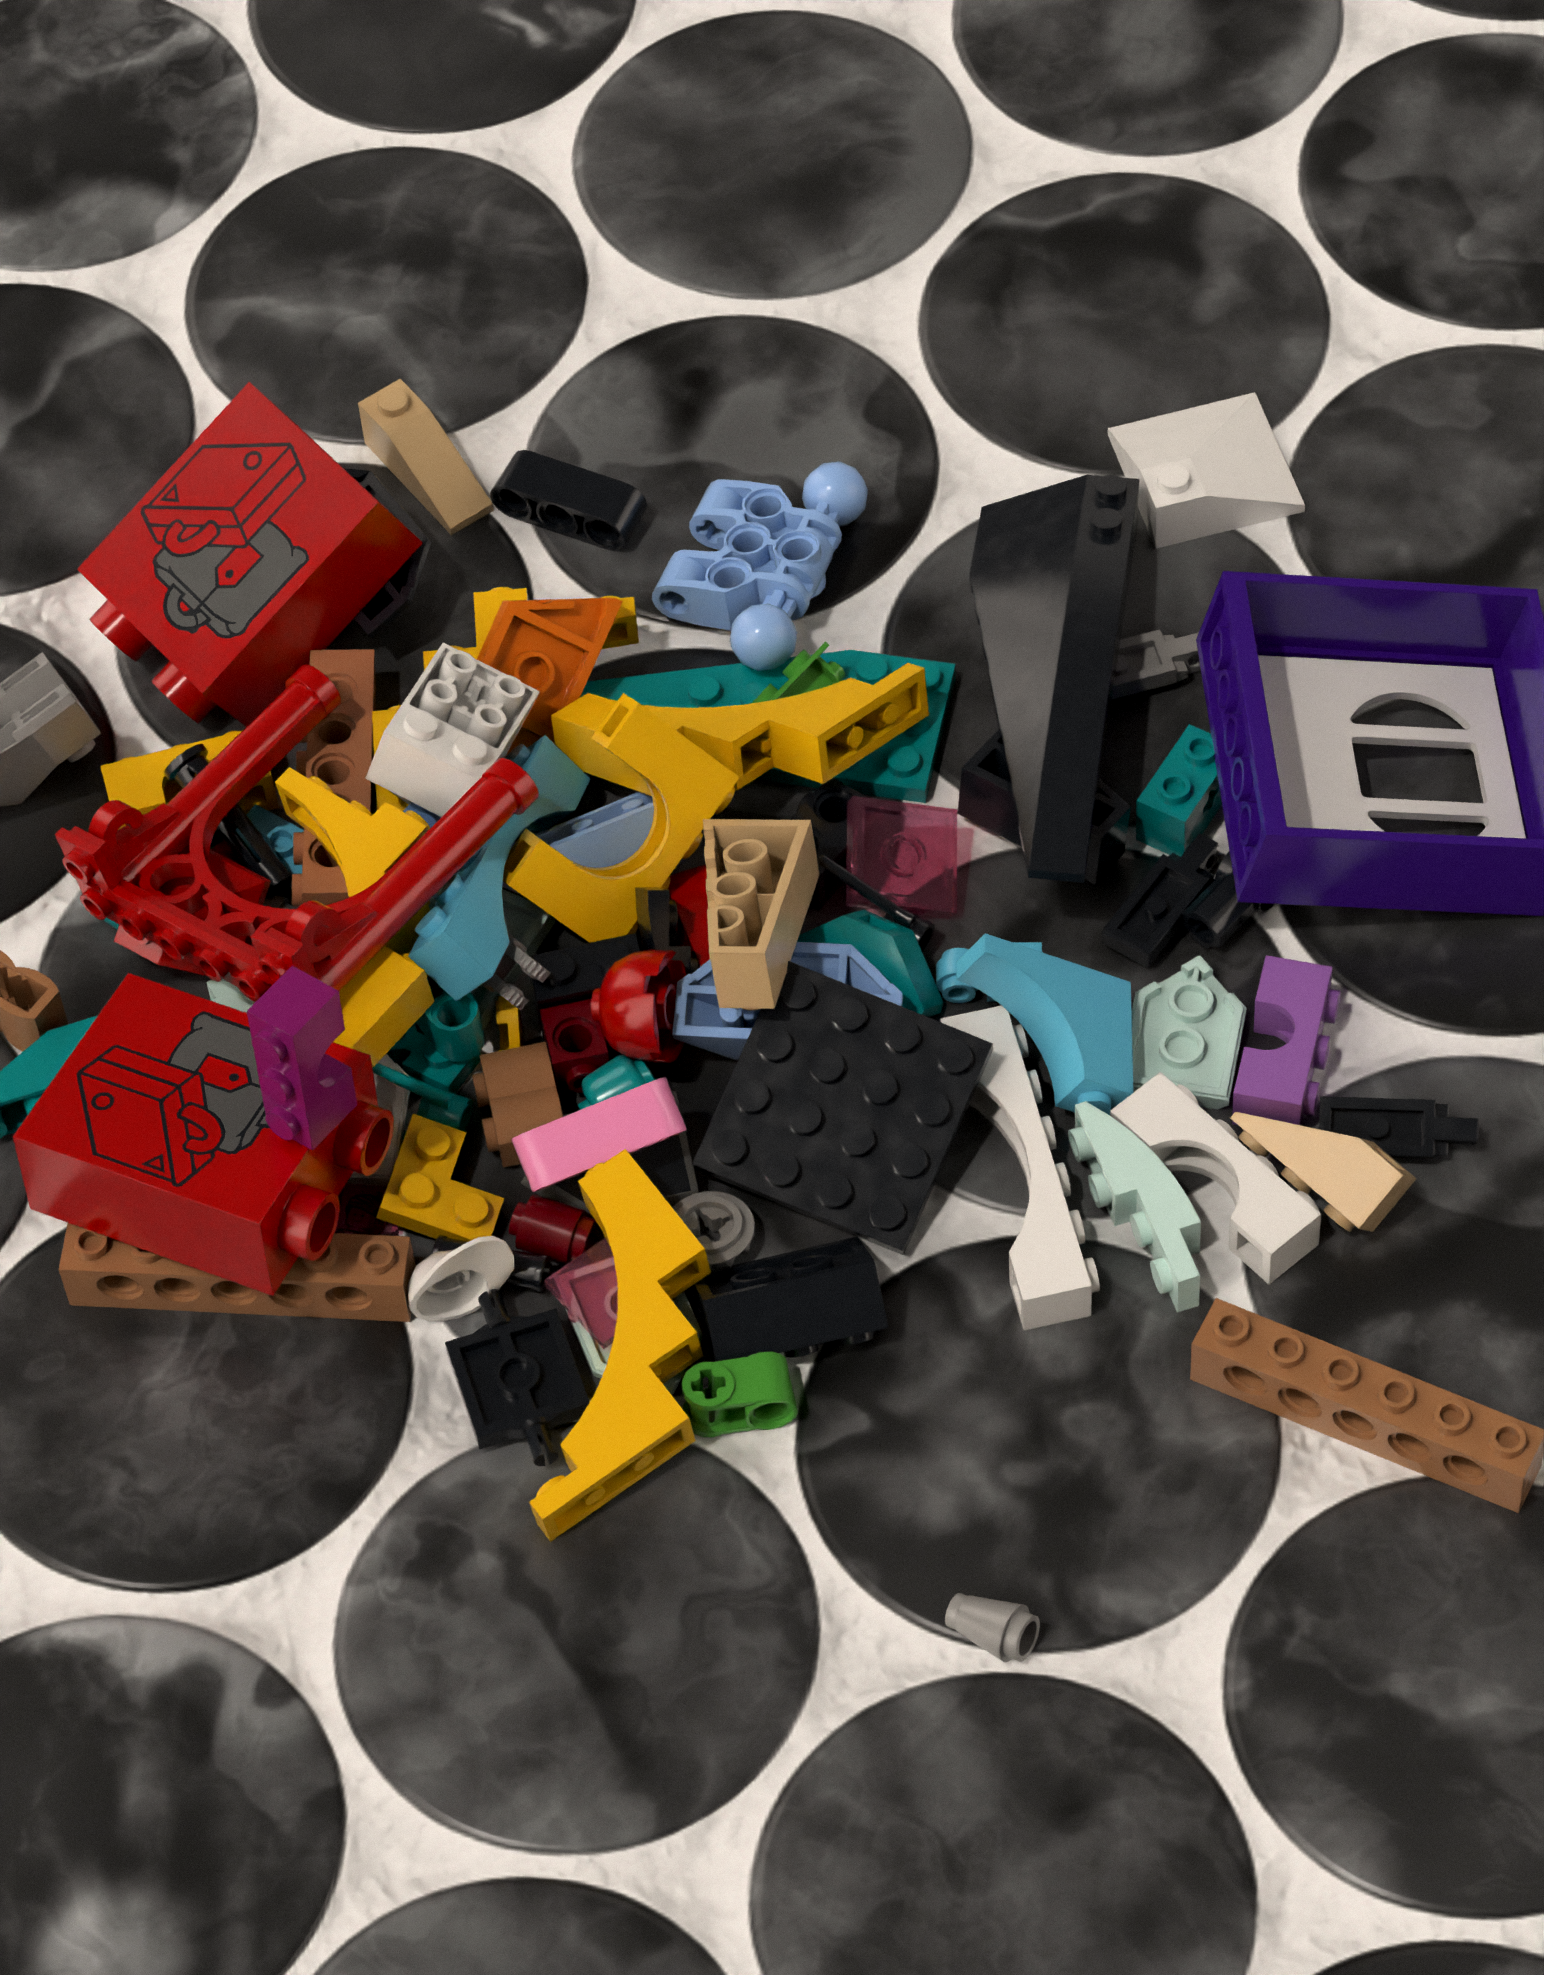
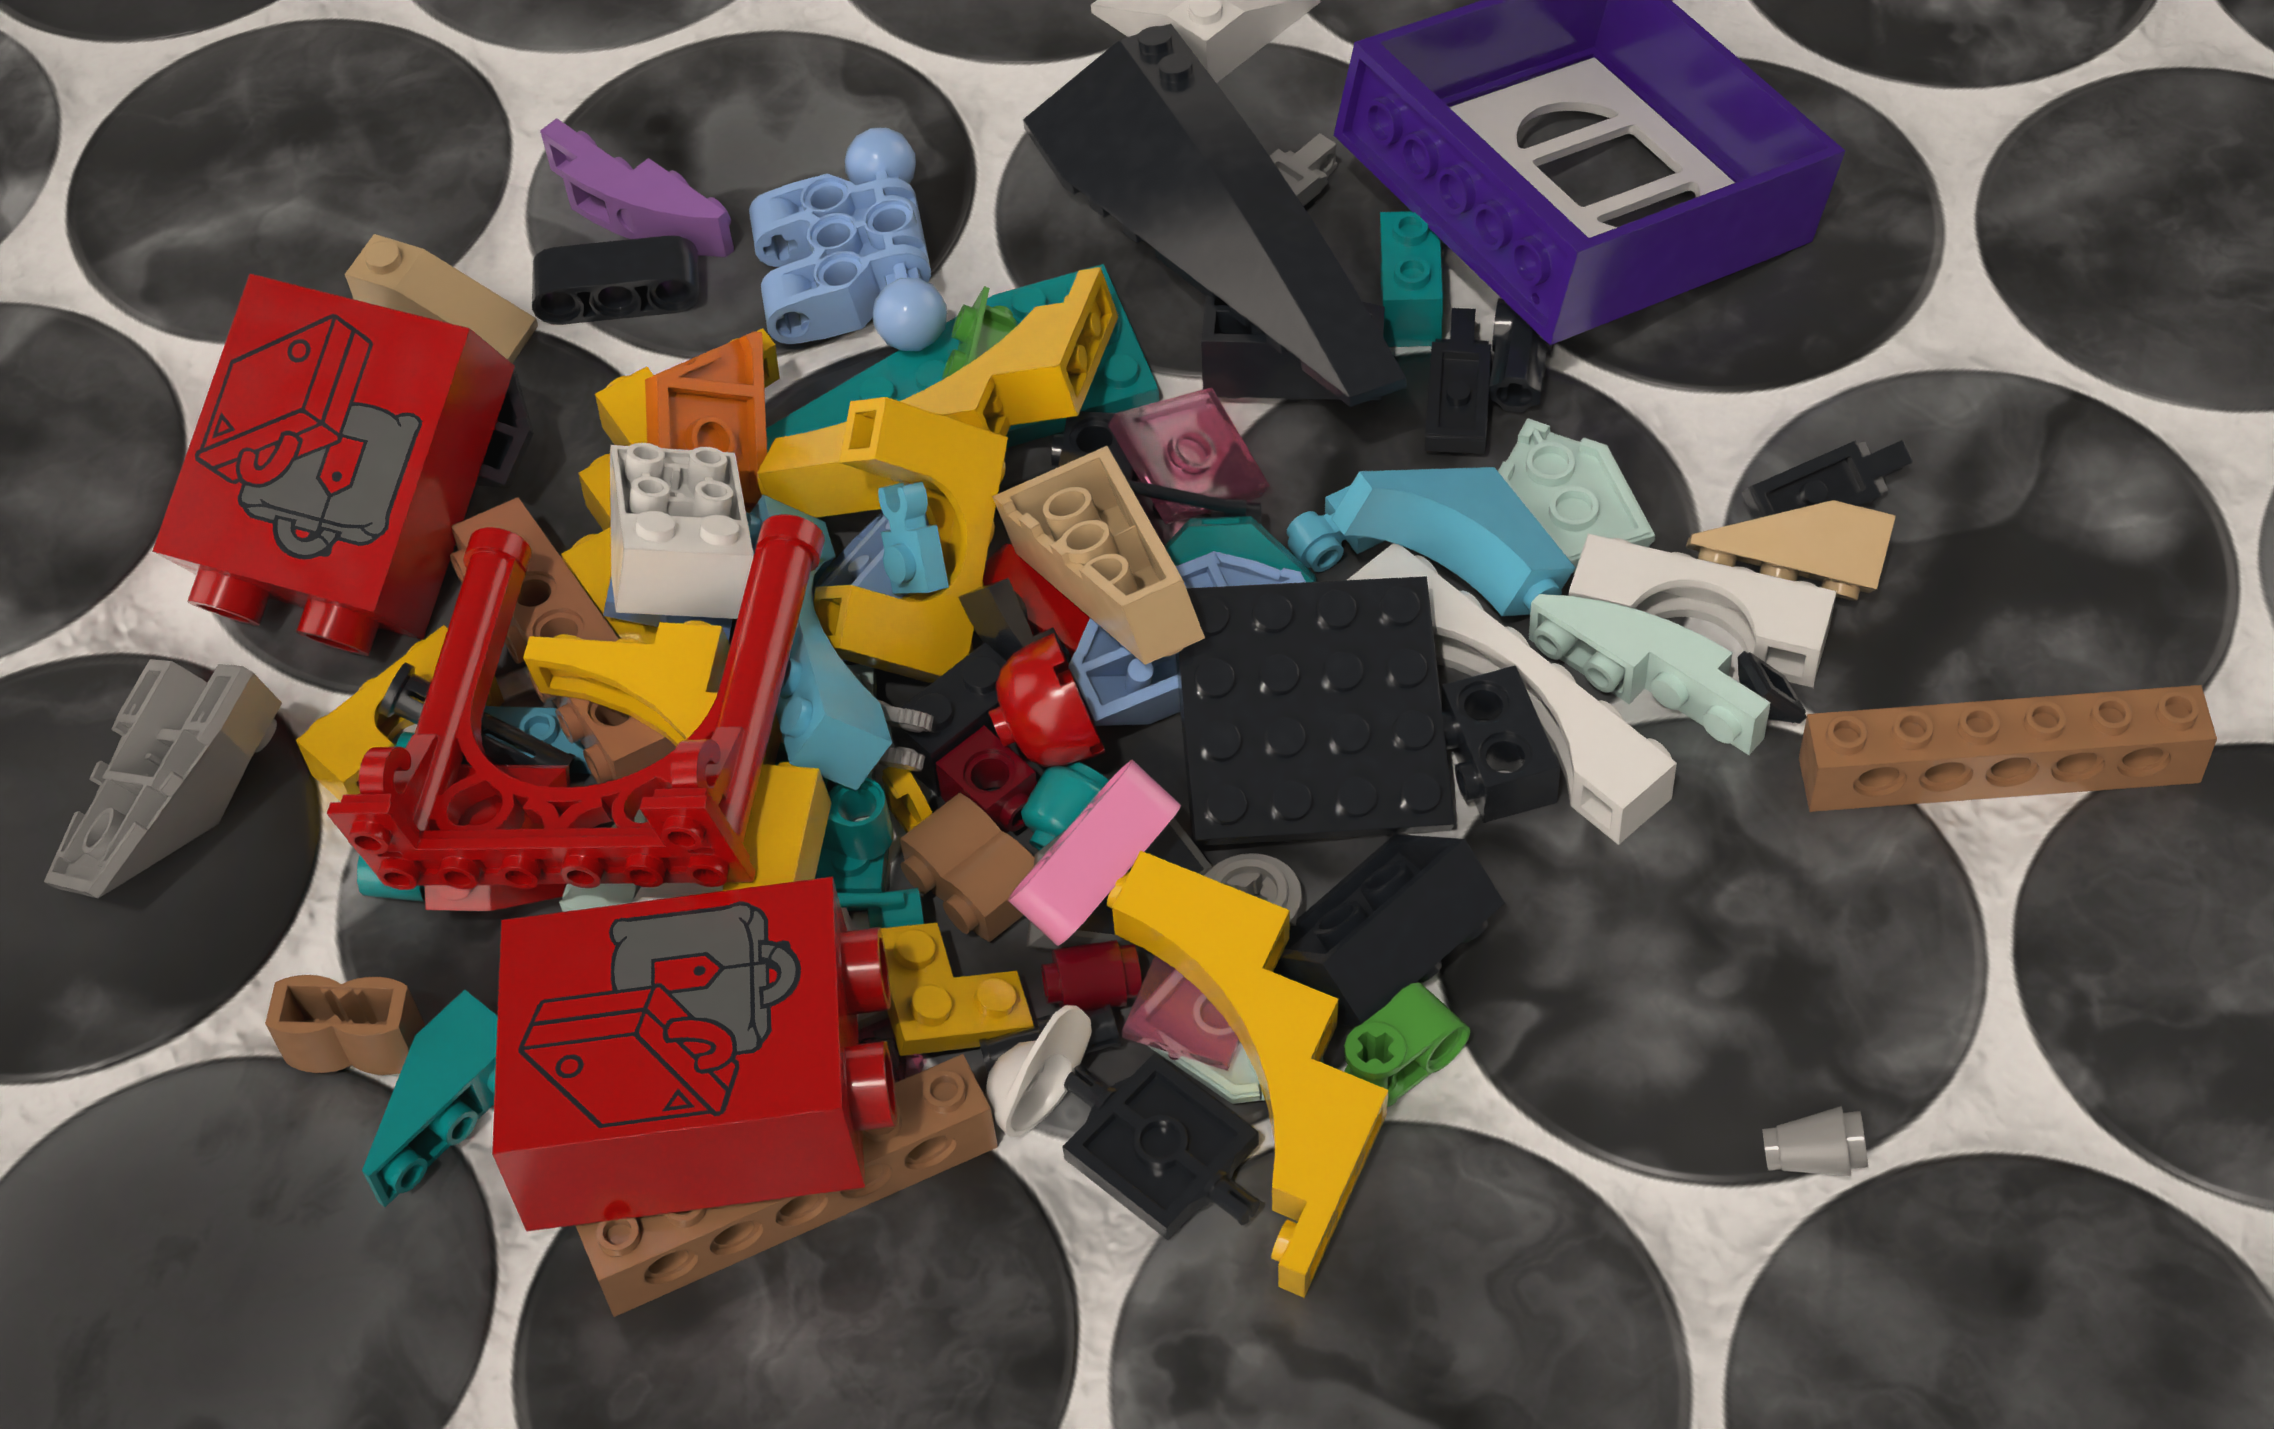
camera: 30 degrees left, 0 degrees up
(299, 1083) = (796, 922): magenta arch -> none
(617, 836) = (911, 547): none -> medium azure plate
(628, 437) = (636, 200): none -> medium lavender slope
(983, 1205) = (1508, 741): none -> black brick
(1222, 1267) = (1771, 686): none -> black slope
(1291, 1005) = (1660, 423): medium lavender arch -> none

